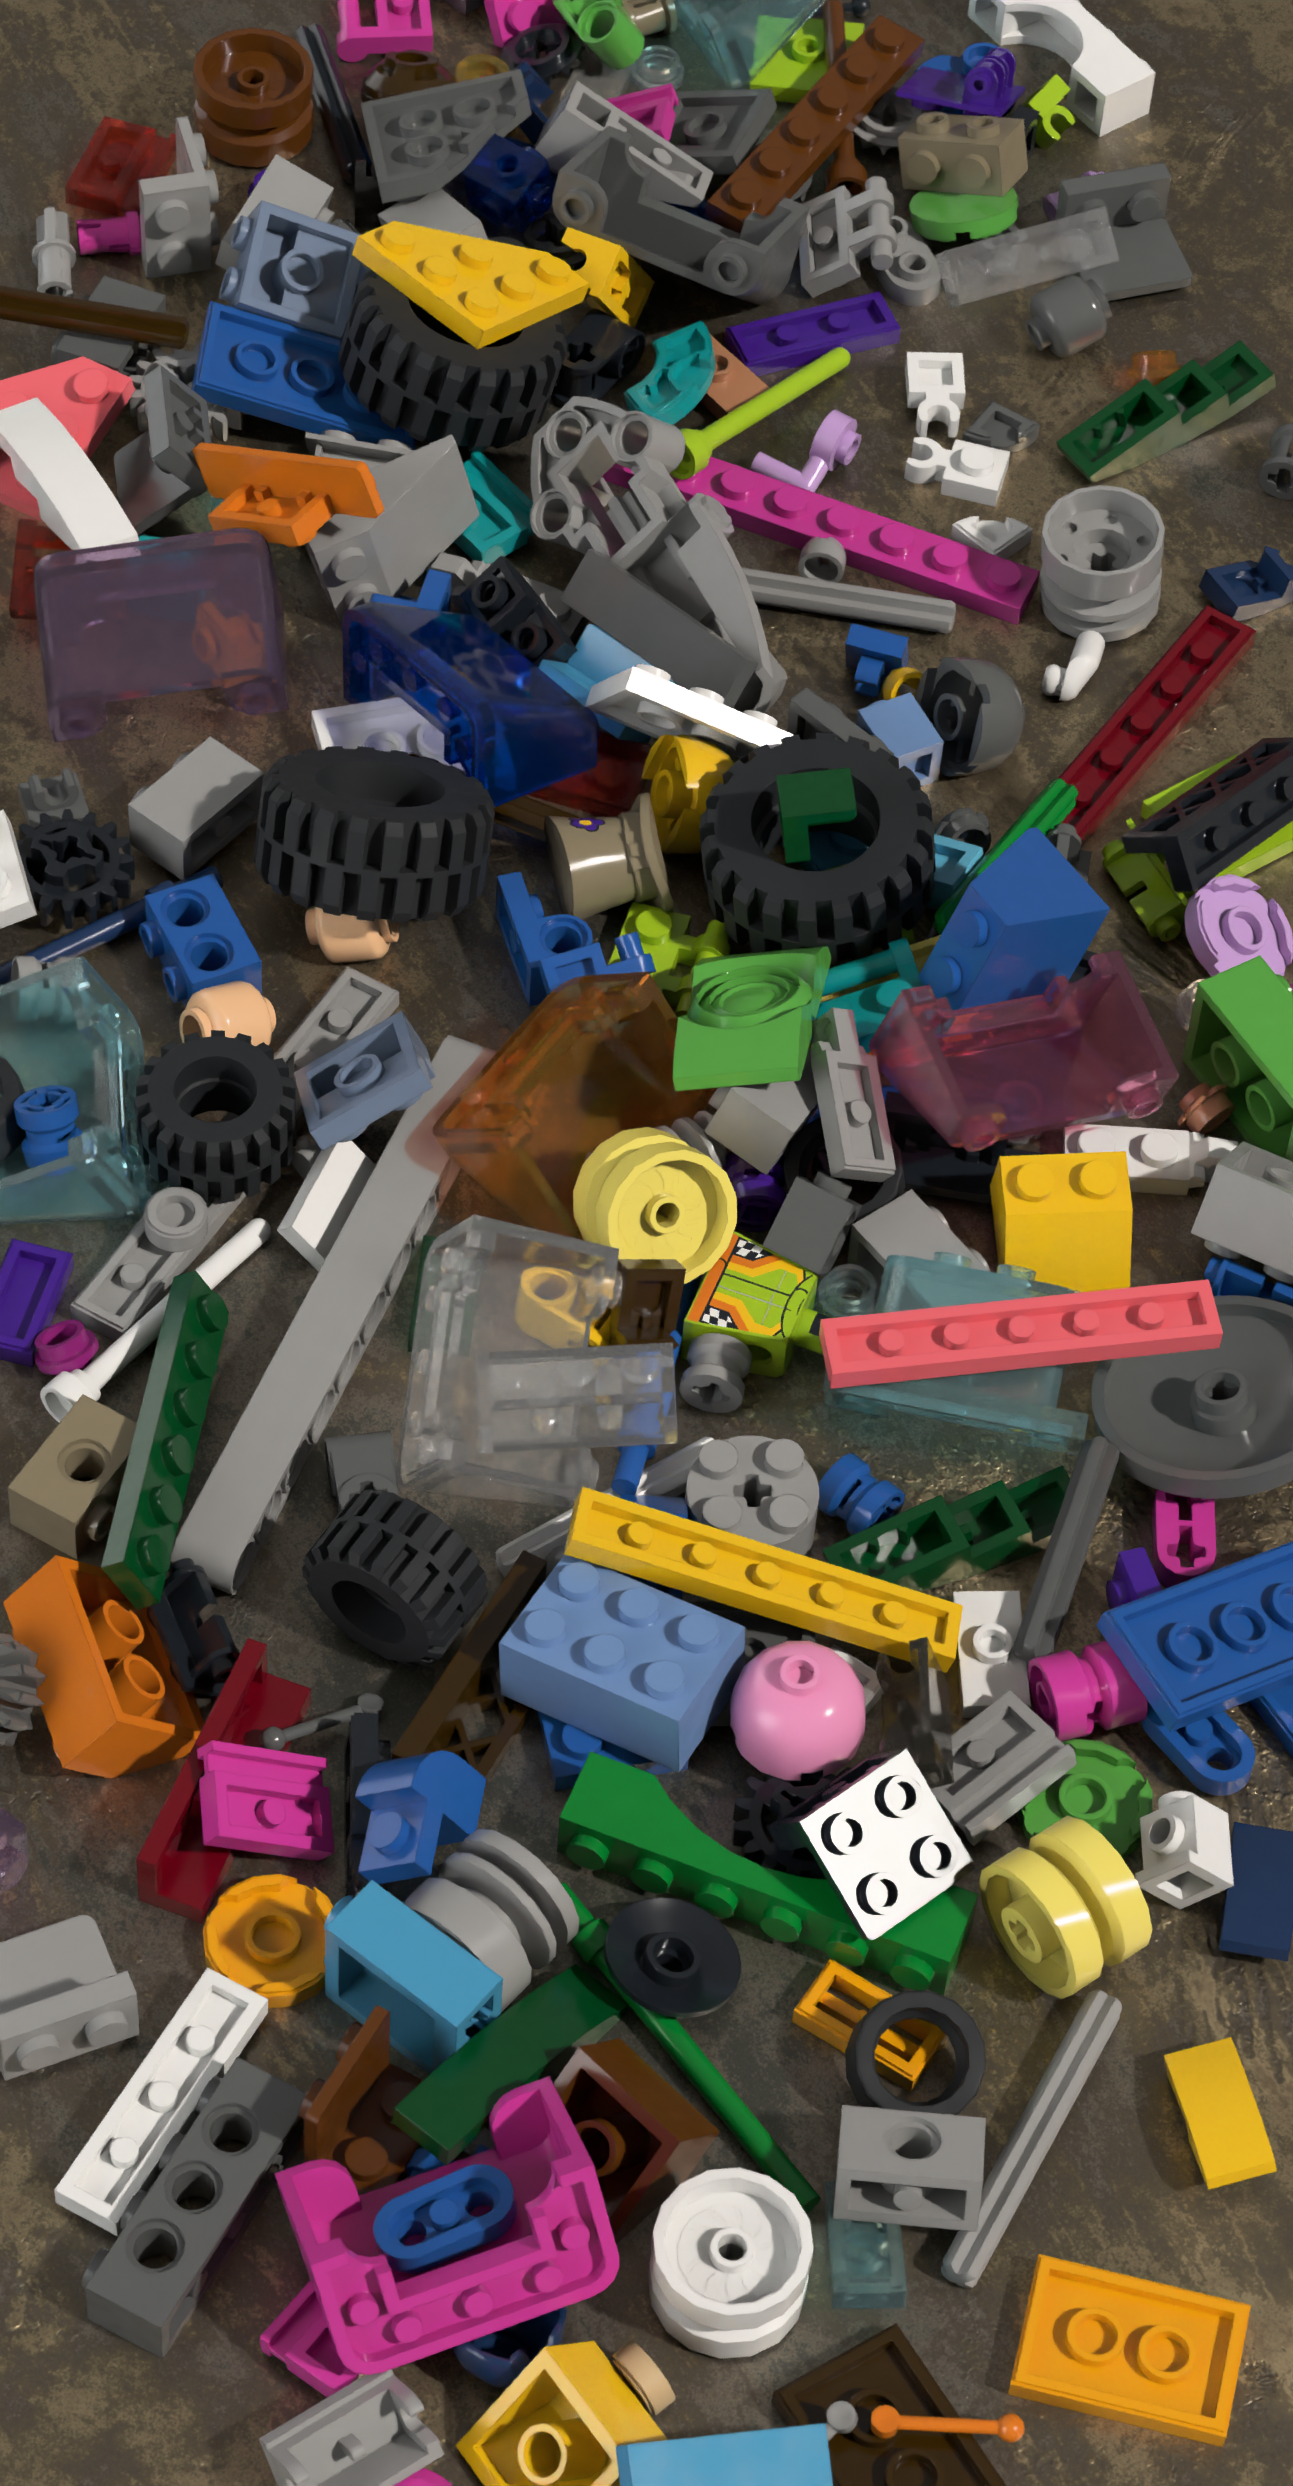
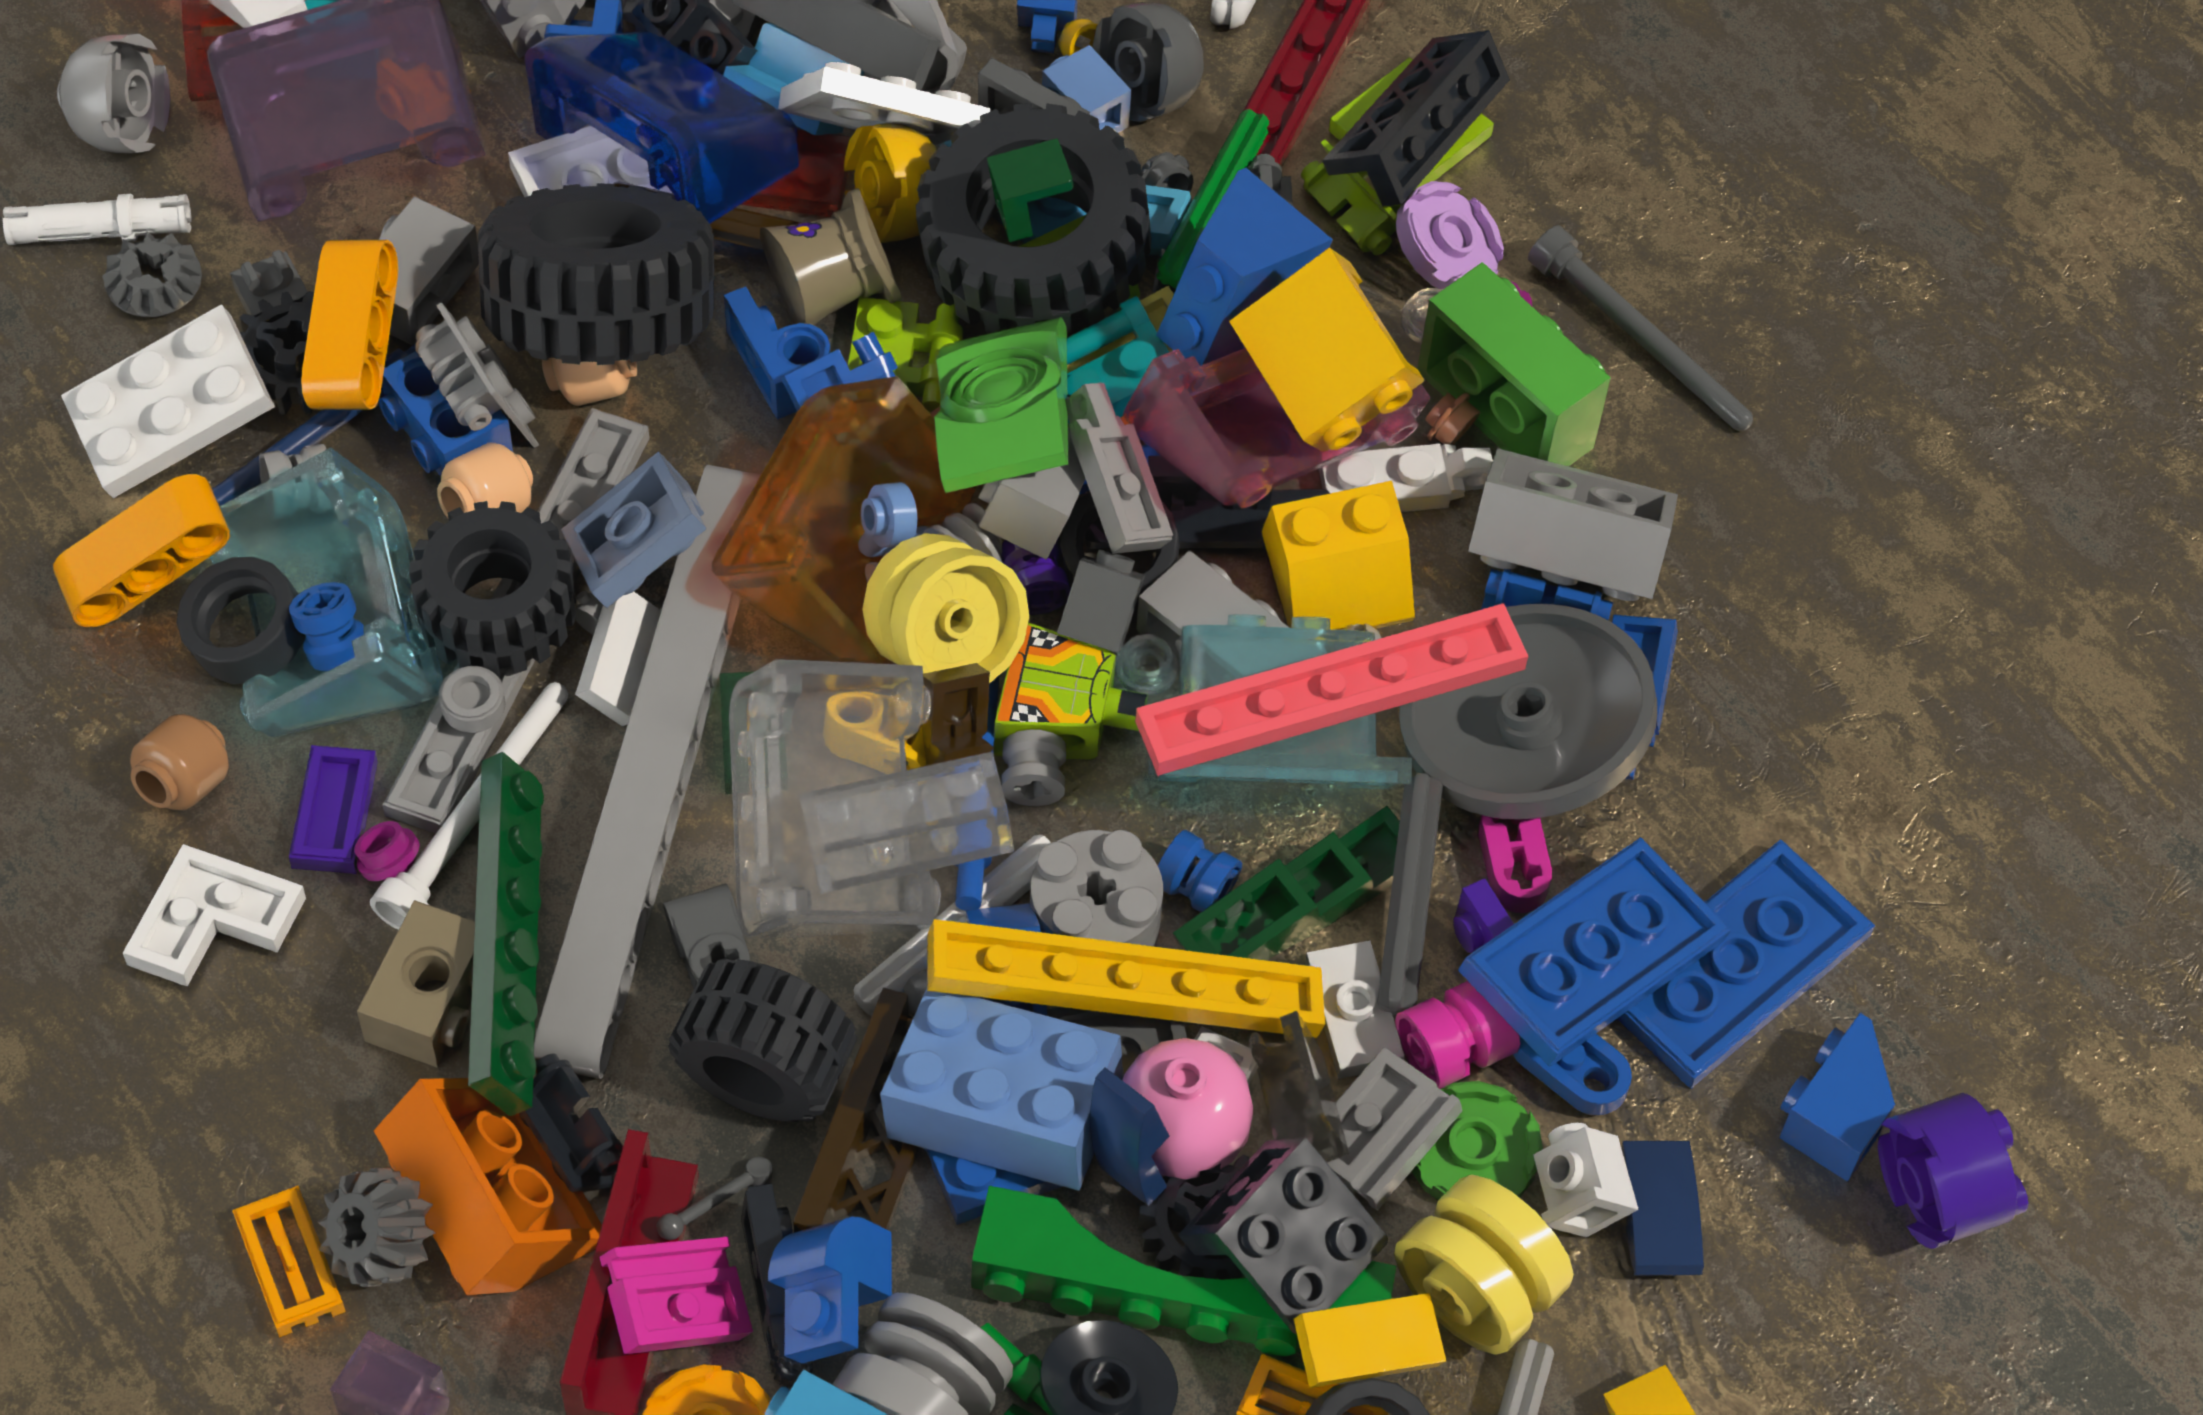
camera: 10 degrees left, 5 degrees up
(123, 846) = (350, 324): none -> light orange beam
(231, 916) = (471, 374): none -> light grey hinge
(614, 1108) = (888, 519): none -> medium blue plate
(731, 1720) = (1126, 1135): none -> dark blue slope
(935, 1955) = (1369, 1340): none -> yellow tile
(1079, 1014) = (1326, 352): none -> yellow panel

